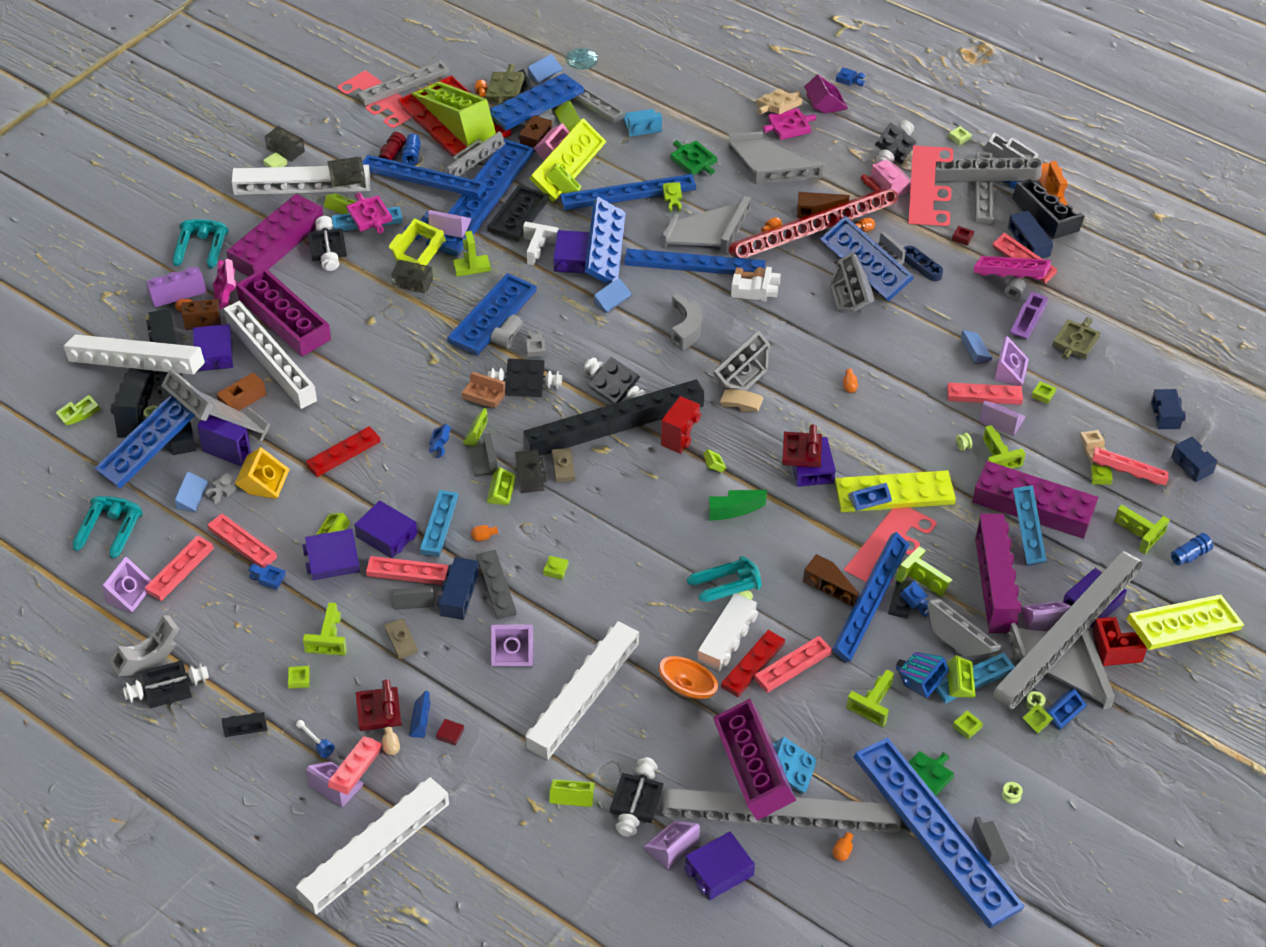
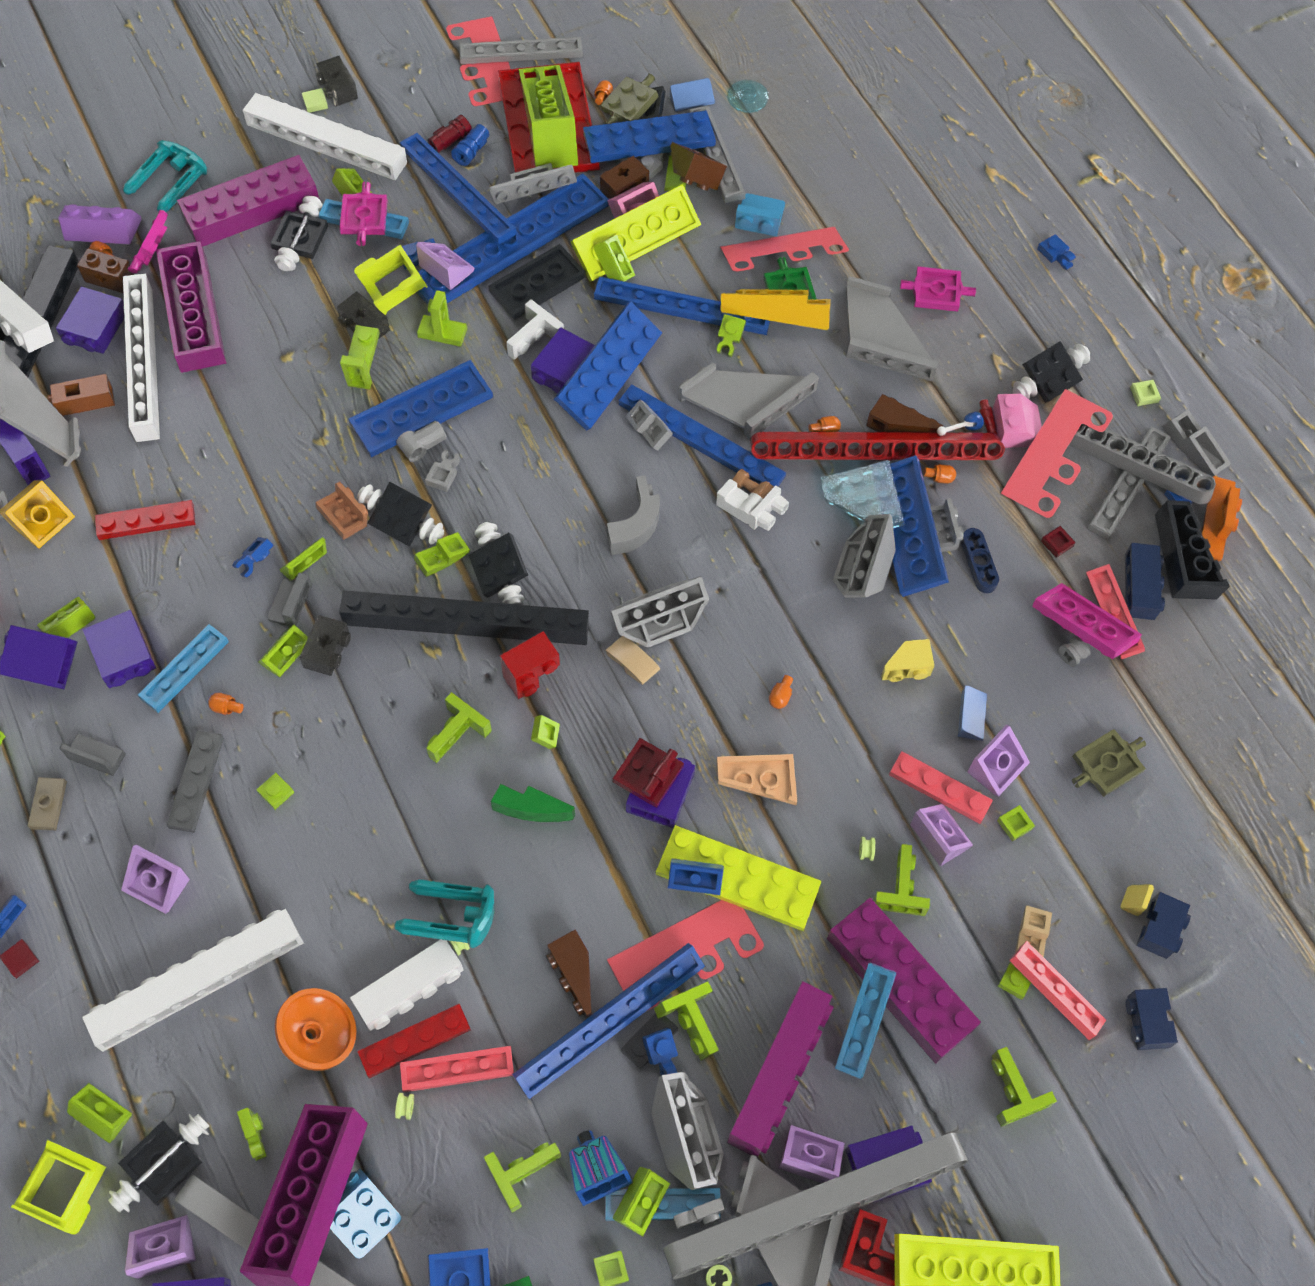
camera: 25 degrees right, 15 degrees up
(346, 171) = (367, 149): clear smoke brick -> none
(407, 570) = (109, 716): coral plate -> none
(432, 297) = (360, 357): none -> lime bracket
(458, 588) = (146, 768): dark blue brick -> none
(563, 465) = (372, 653): dark tan plate -> none
(570, 391) = (445, 553): none -> lime slope
(580, 857) = (77, 1208): none -> neon yellow piece
(583, 106) = (696, 167): none -> reddish brown slope
(611, 295) = (573, 442): medium blue slope -> none
(654, 473) = (456, 726): none -> lime bracket
(656, 266) = (649, 424): none -> light grey slope
(674, 131) = (789, 243): none -> coral piece
(684, 753) = (251, 1124): none -> lime plate
(696, 167) = (778, 306): none -> yellow wedge
(774, 697) = (404, 1106): none -> yellowish green bush
(778, 101) = (942, 252): tan plate -> none
(824, 95) = (1007, 266): magenta slope -> none
(824, 250) = (865, 492): none -> clear light blue plate
(862, 190) = (969, 420): none -> hinge
(870, 429) = (761, 775): none -> light nougat wing
(920, 331) = (911, 660): none -> light yellow slope
(1005, 663) = (706, 1212): none -> light grey plate
(1029, 315) = (1067, 701): medium lavender slope -> none
(1142, 402) = (1137, 898): none -> light yellow slope
(1191, 550) = (1061, 1156): blue axle -> none

